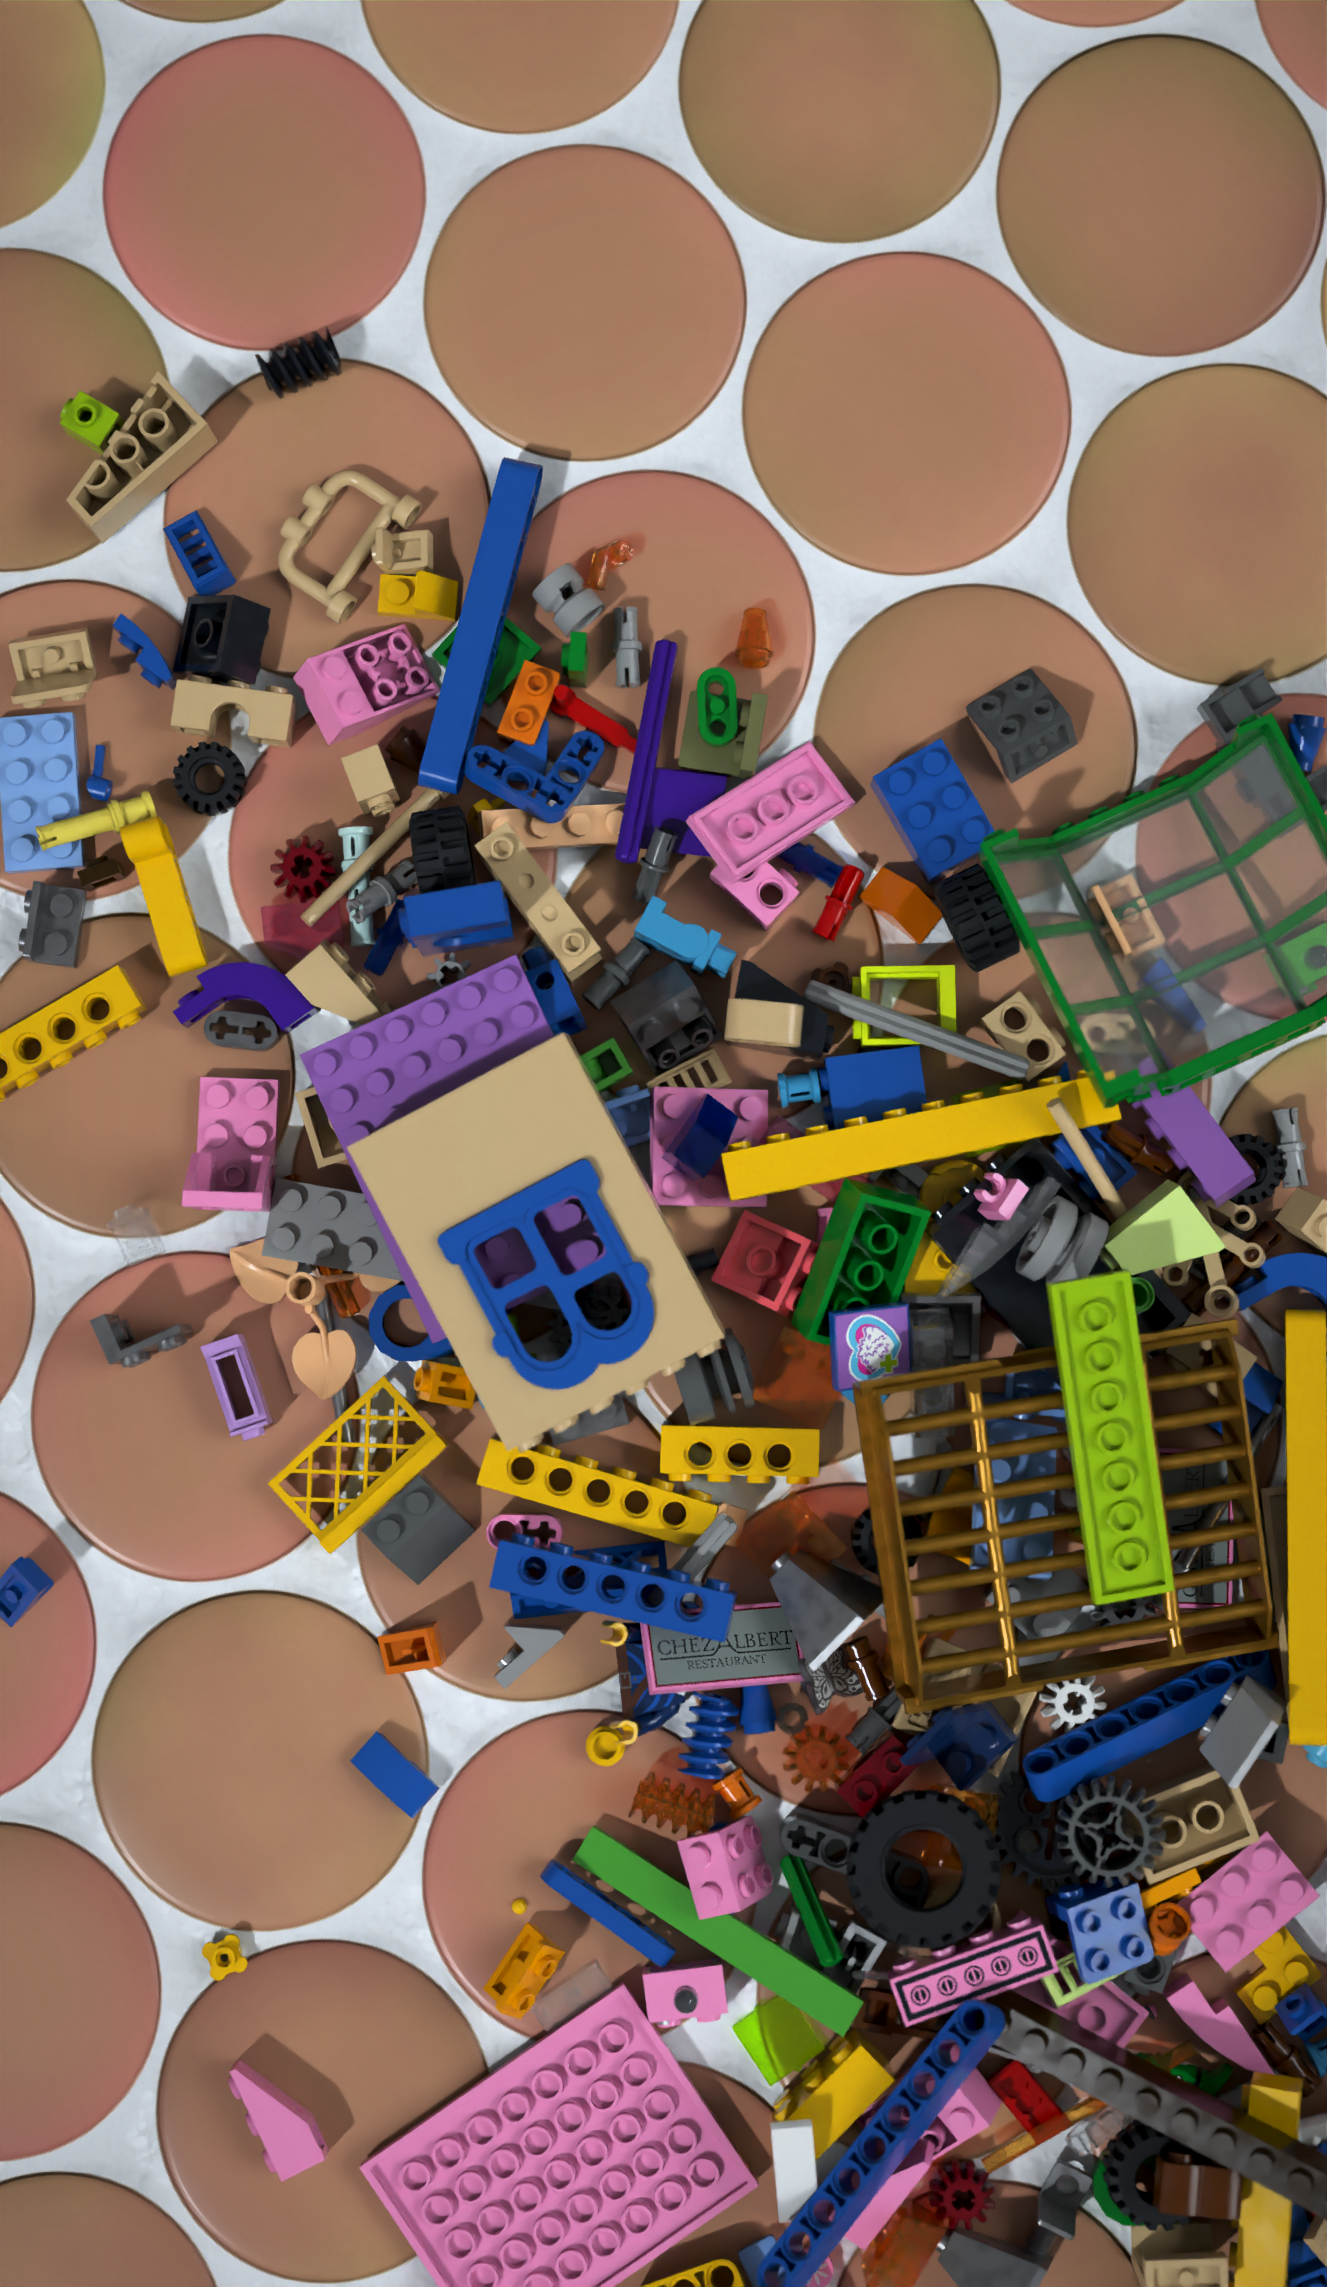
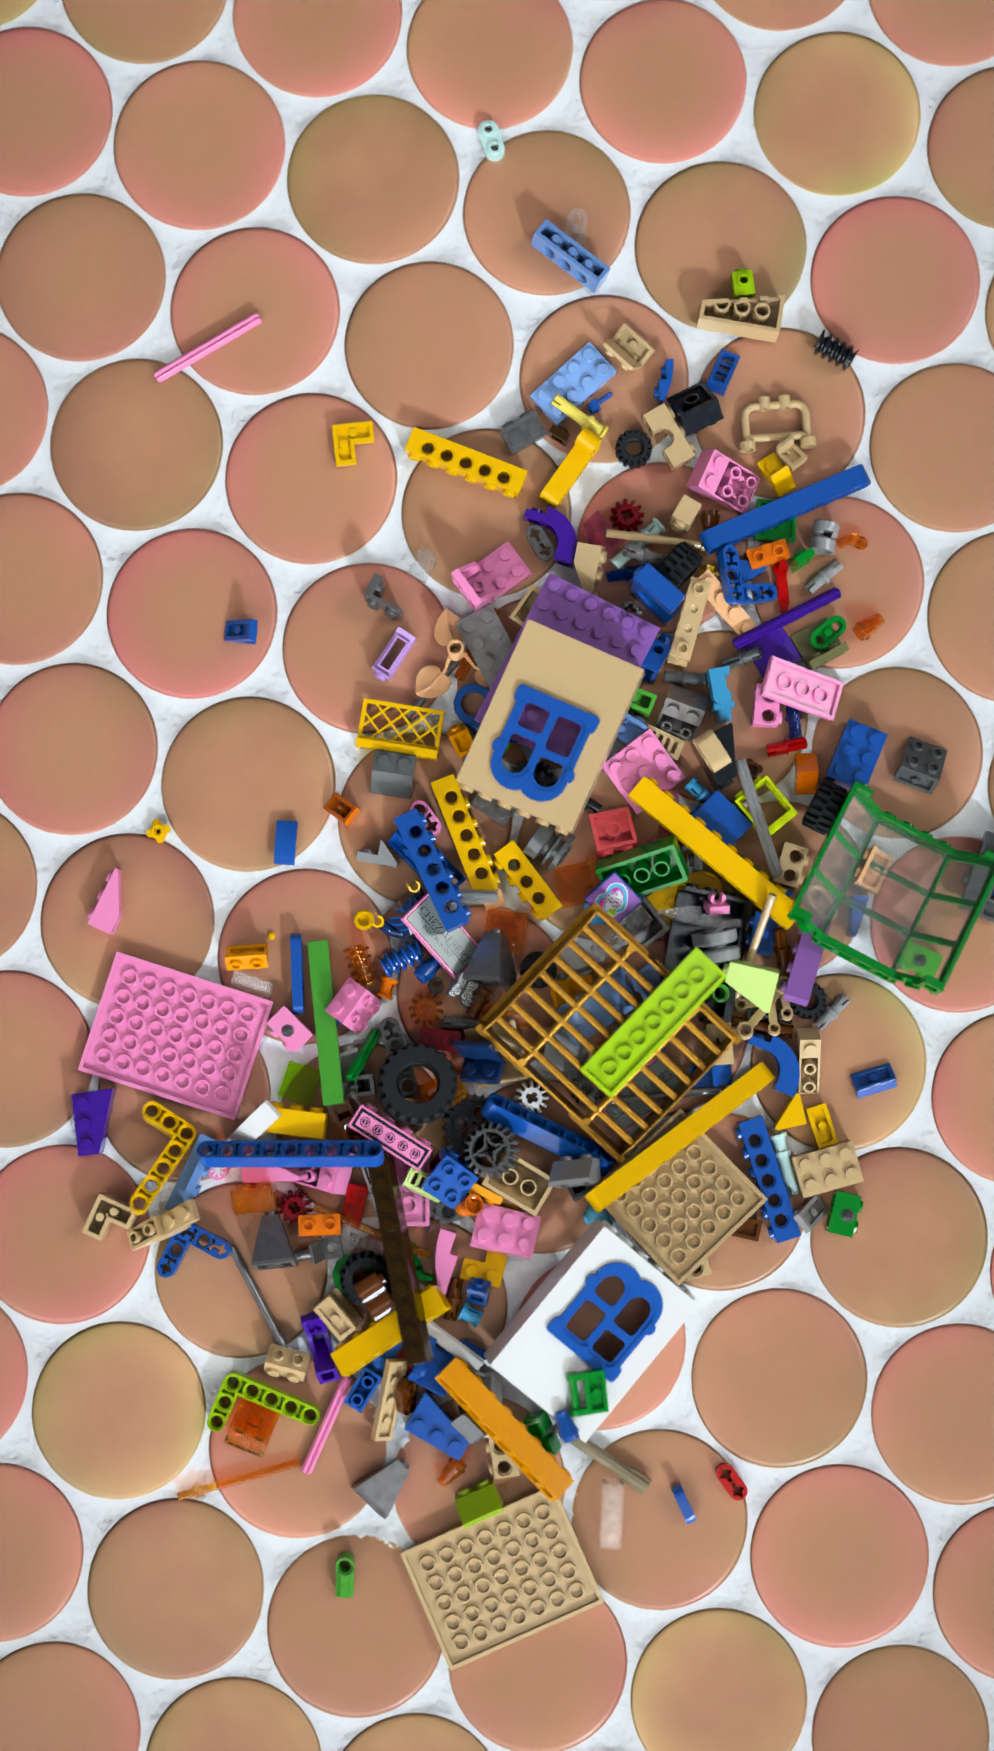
camera: 50 degrees right, 0 degrees up
(701, 1139) = (644, 764): clear blue slope -> none
(1020, 2180) = (319, 1224): none -> orange bracket

